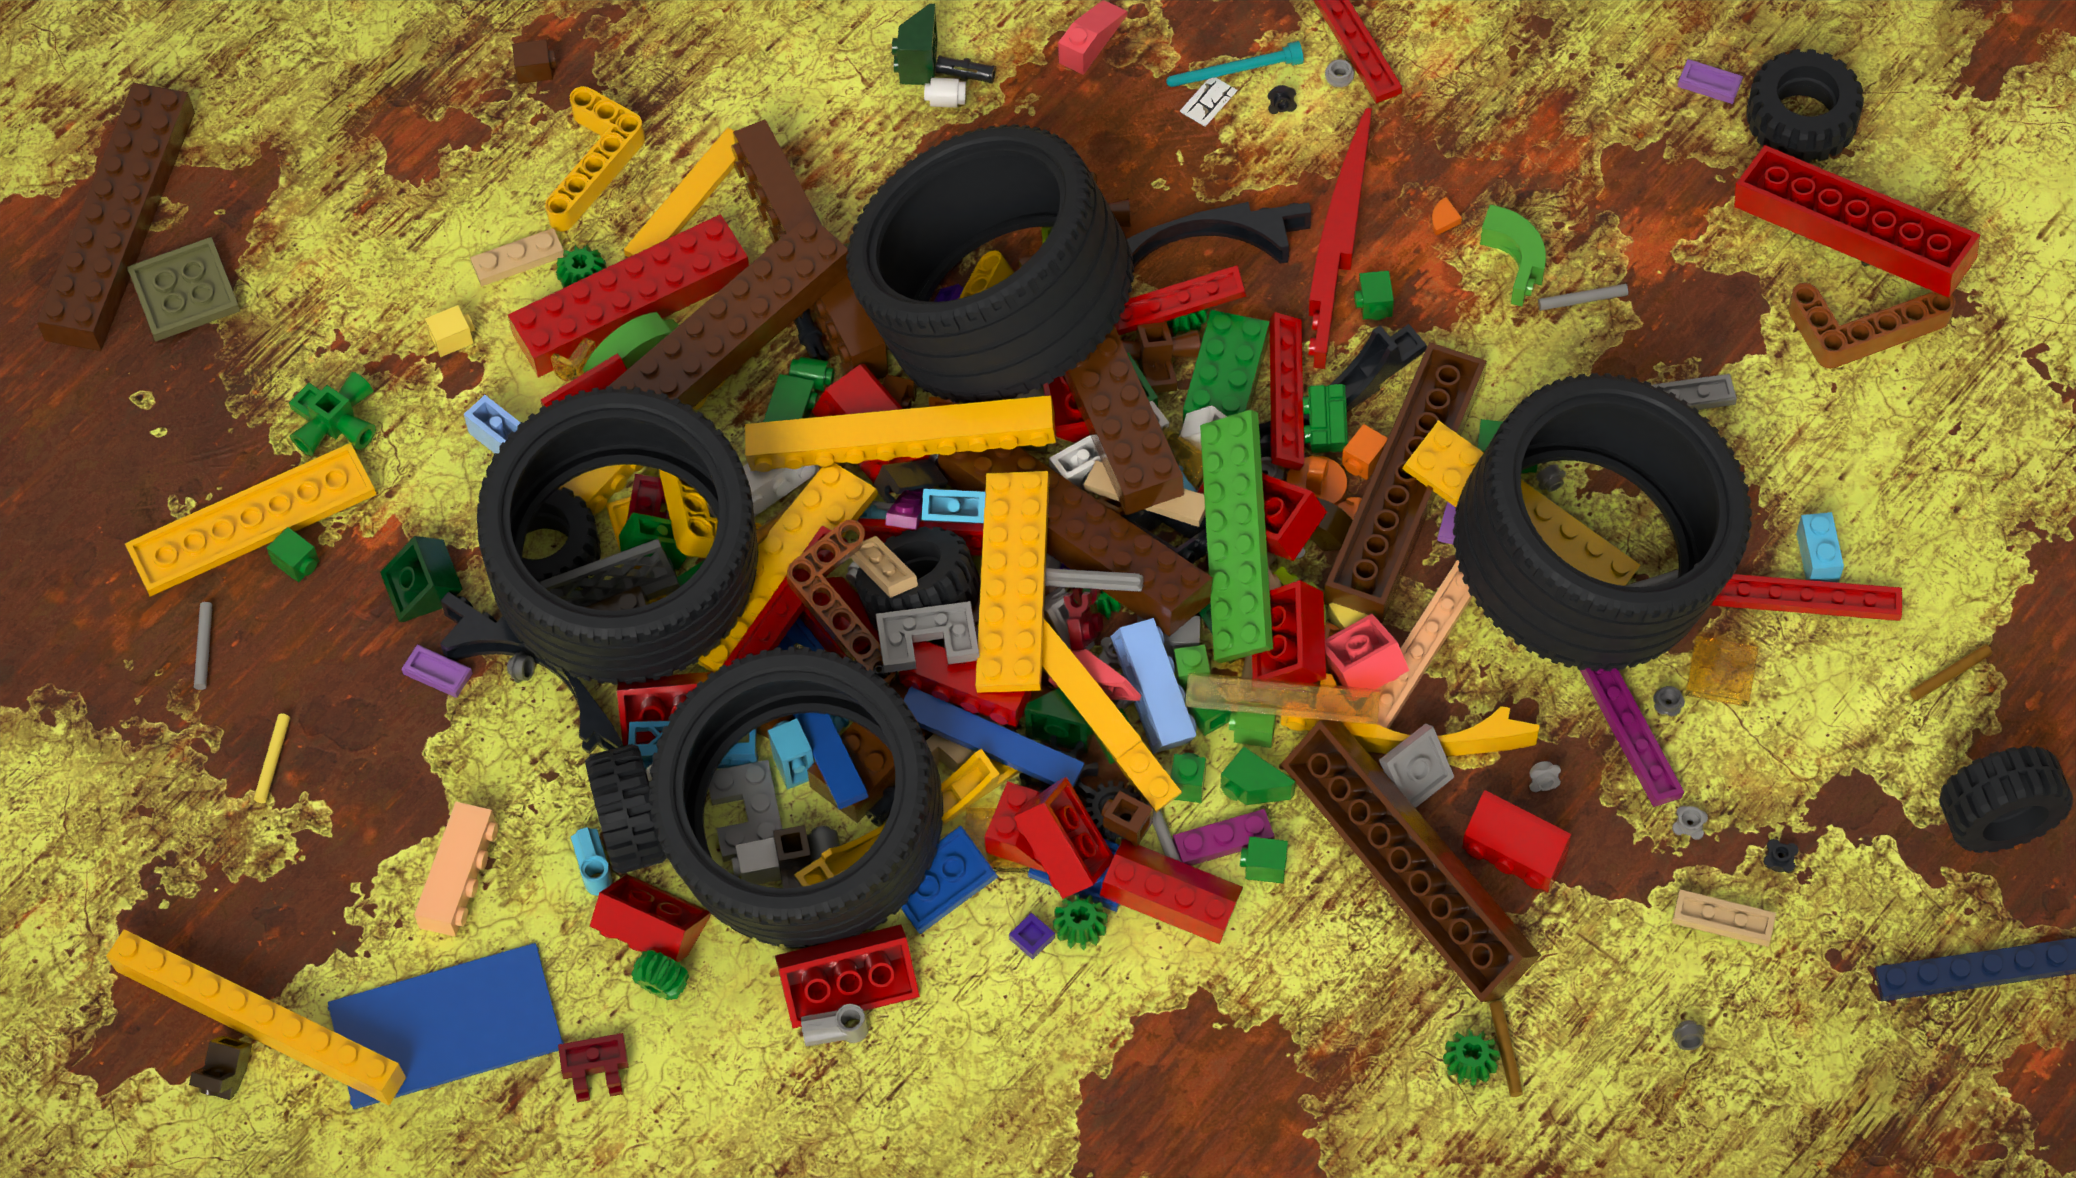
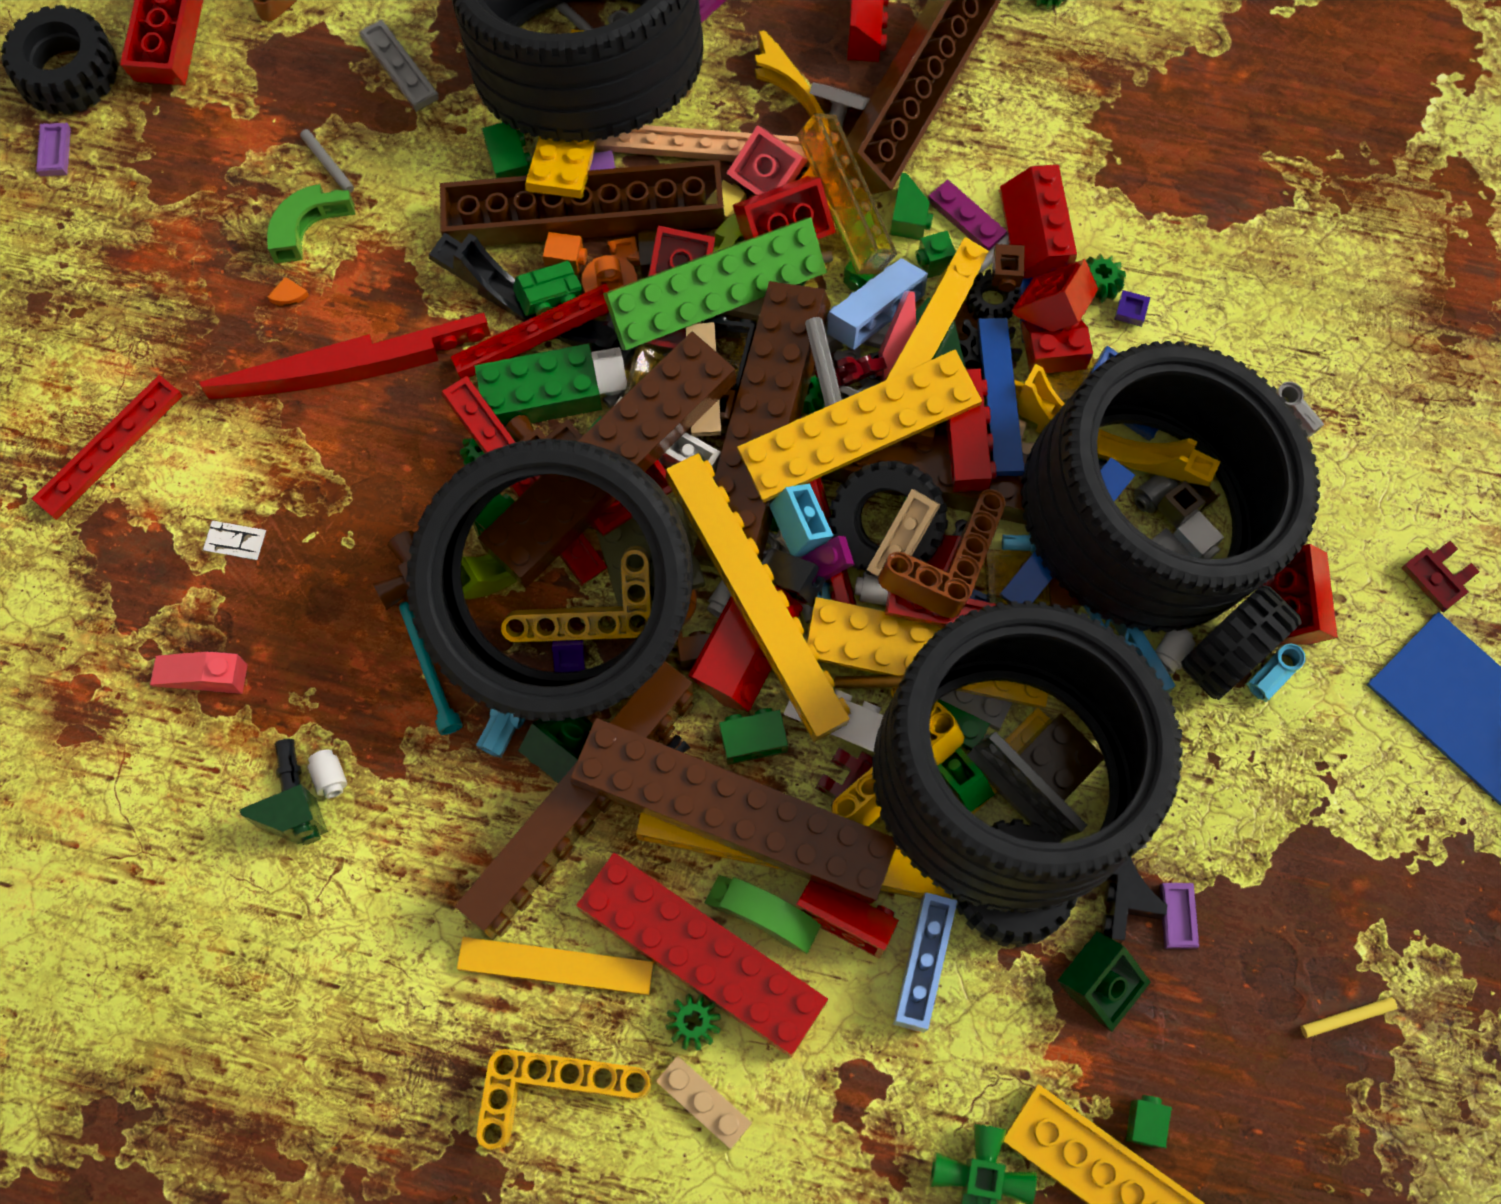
camera: 120 degrees left, 10 degrees up
(203, 644) = (1281, 1159): light grey bar -> none
(450, 330) = (826, 1115): light yellow brick -> none
(456, 869) = (1353, 781): light nougat brick -> none
(572, 368) = (794, 960): clear yellow bracket -> none
(660, 975) = (1345, 556): green gear -> none
(814, 370) = (704, 737): green brick -> none
(902, 628) = (959, 487): light grey plate -> none
(1188, 660) = (838, 286): bright green brick -> none
(1260, 228) = (366, 427): black slope -> none
(1264, 859) = (973, 174): green brick -> none
(1282, 99) = (212, 470): black plate -> none
(1290, 54) = (155, 485): teal piece -> none
(1339, 67) = (156, 432): light grey plate -> none
(1374, 295) = (400, 307): green brick -> none
(1544, 776) = (794, 23): light grey plate -> none

